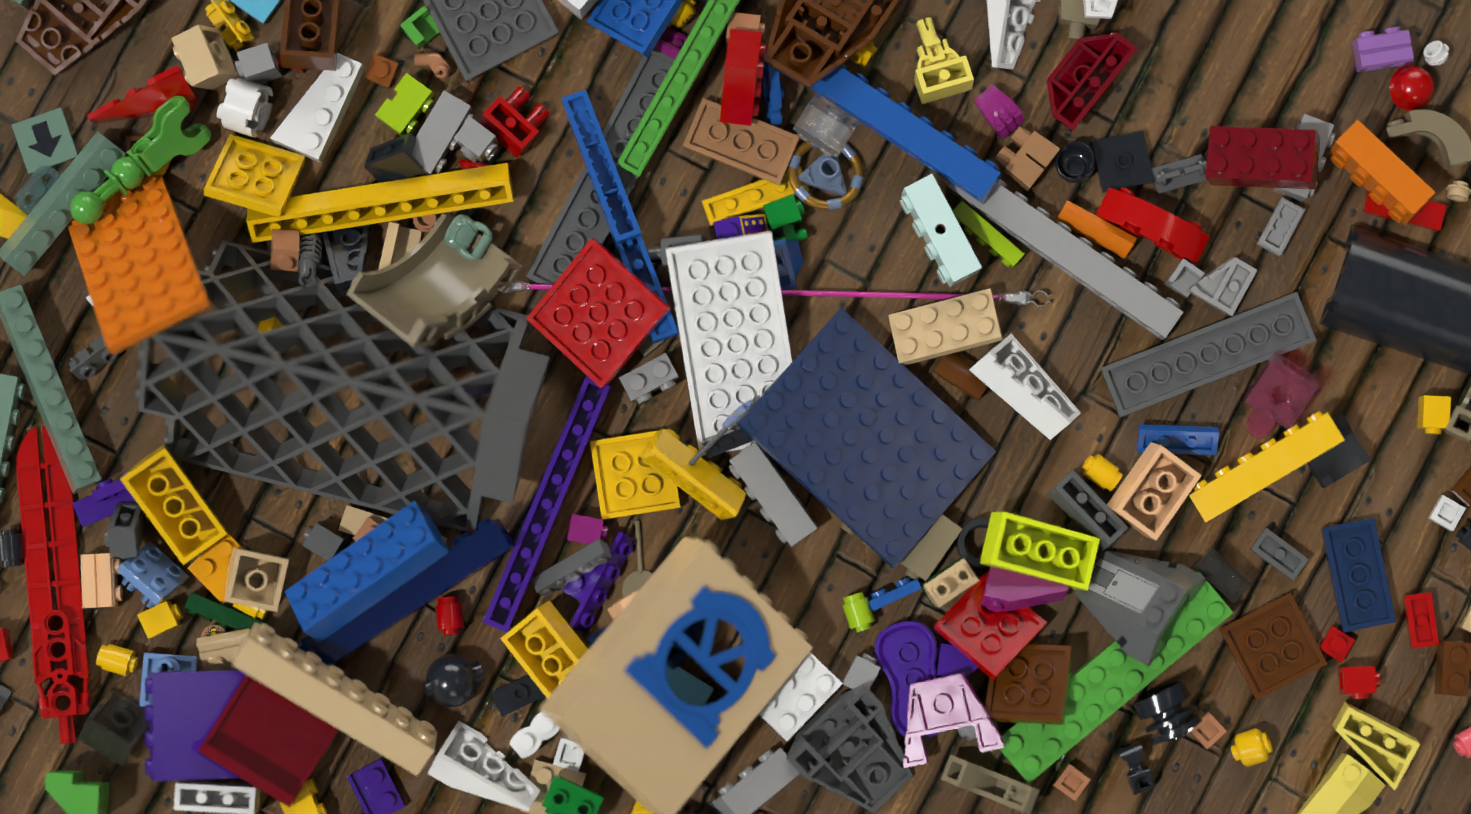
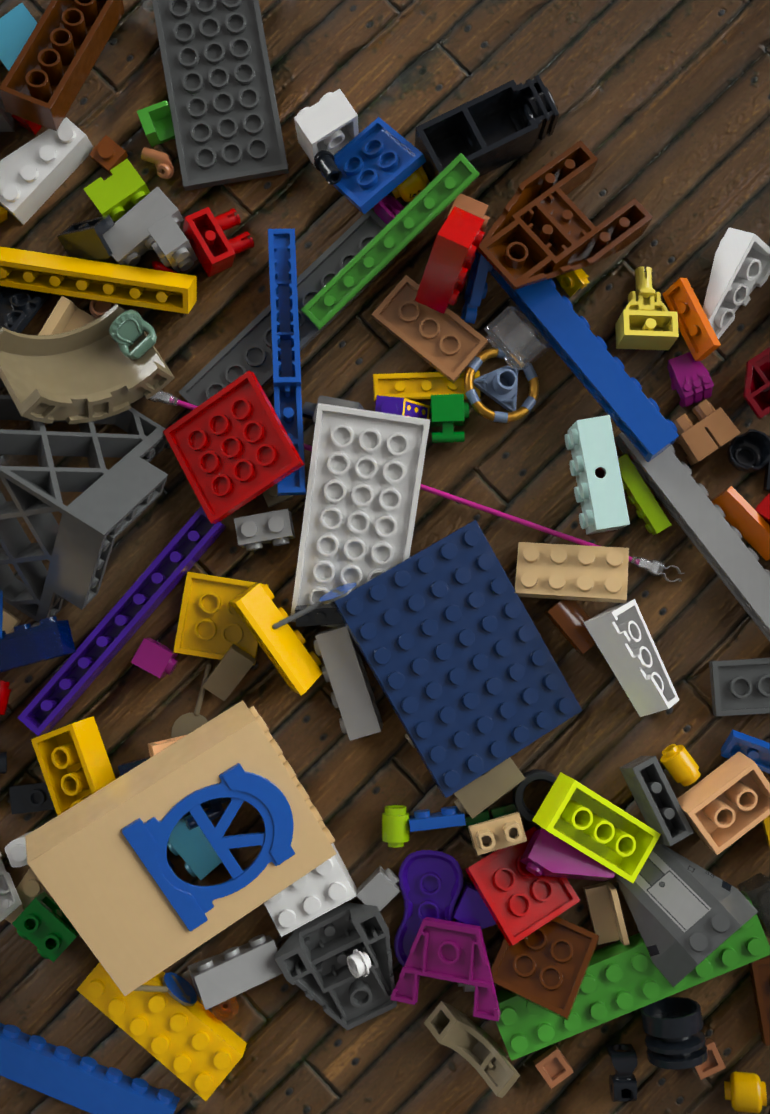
camera: 20 degrees right, 0 degrees up
(572, 567) = (127, 691): dark grey piece -> none
(593, 17) = (325, 163): none -> black pin
(594, 585) = (147, 708): dark purple bracket -> none
(659, 521) = (229, 672): none -> dark tan tile
(788, 262) = (437, 459): blue slope -> none
(864, 743) = (359, 963): none -> white plate
(983, 58) = (691, 319): none -> orange hinge
(1075, 629) = (606, 913): none -> tan panel

